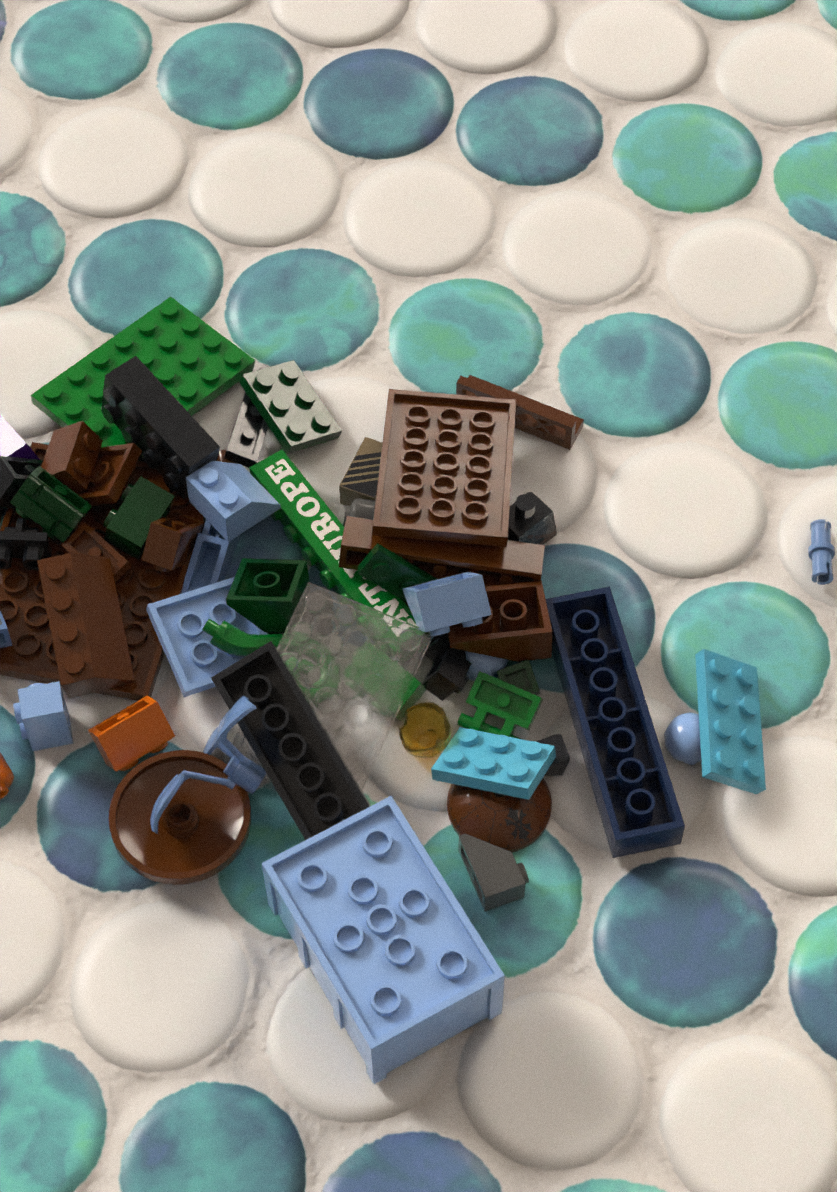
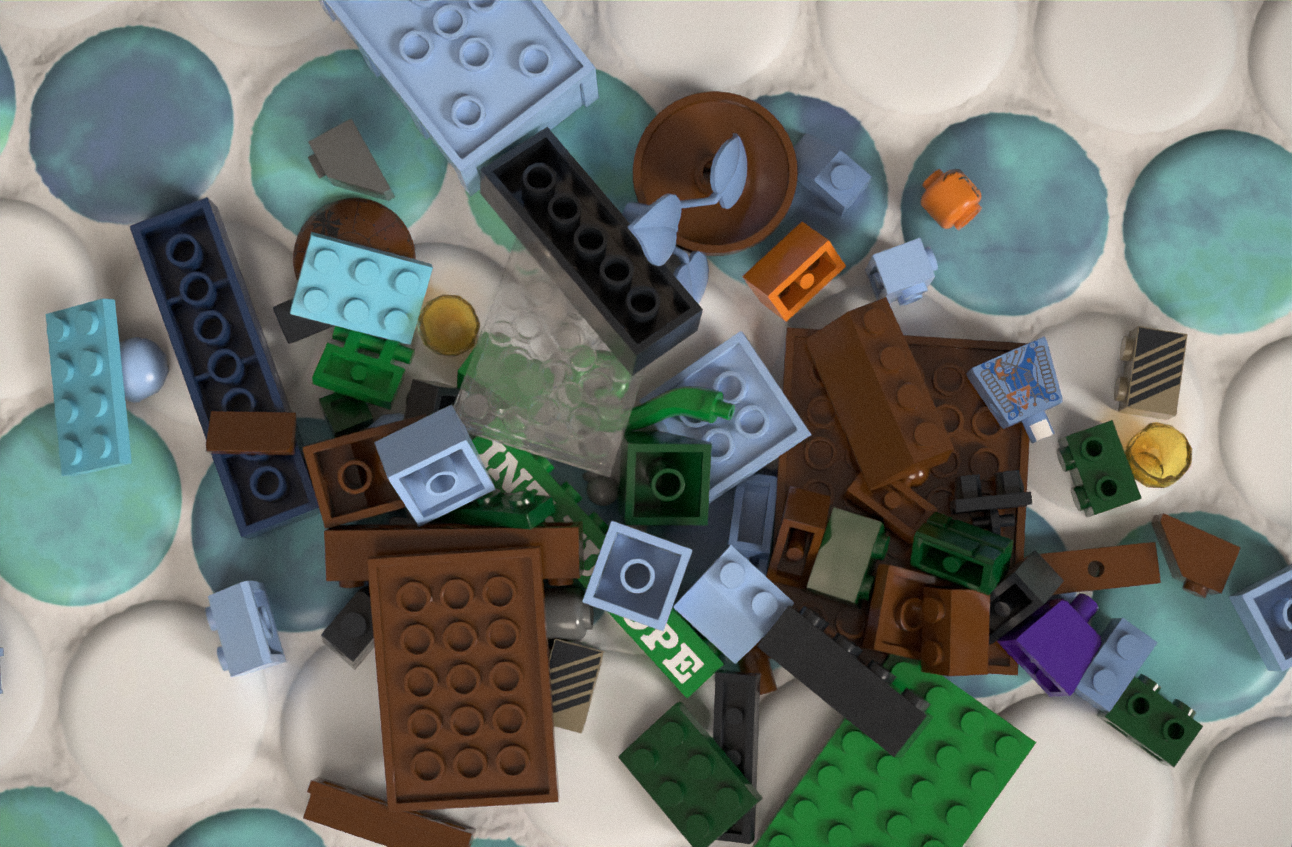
camera: 175 degrees right, 25 degrees up
(83, 809) = (829, 173): none -> medium blue slope
(301, 515) = (637, 576): none -> light blue brick
(593, 649) = (251, 433): none -> reddish brown slope
(614, 536) = (245, 628): none -> light blue slope

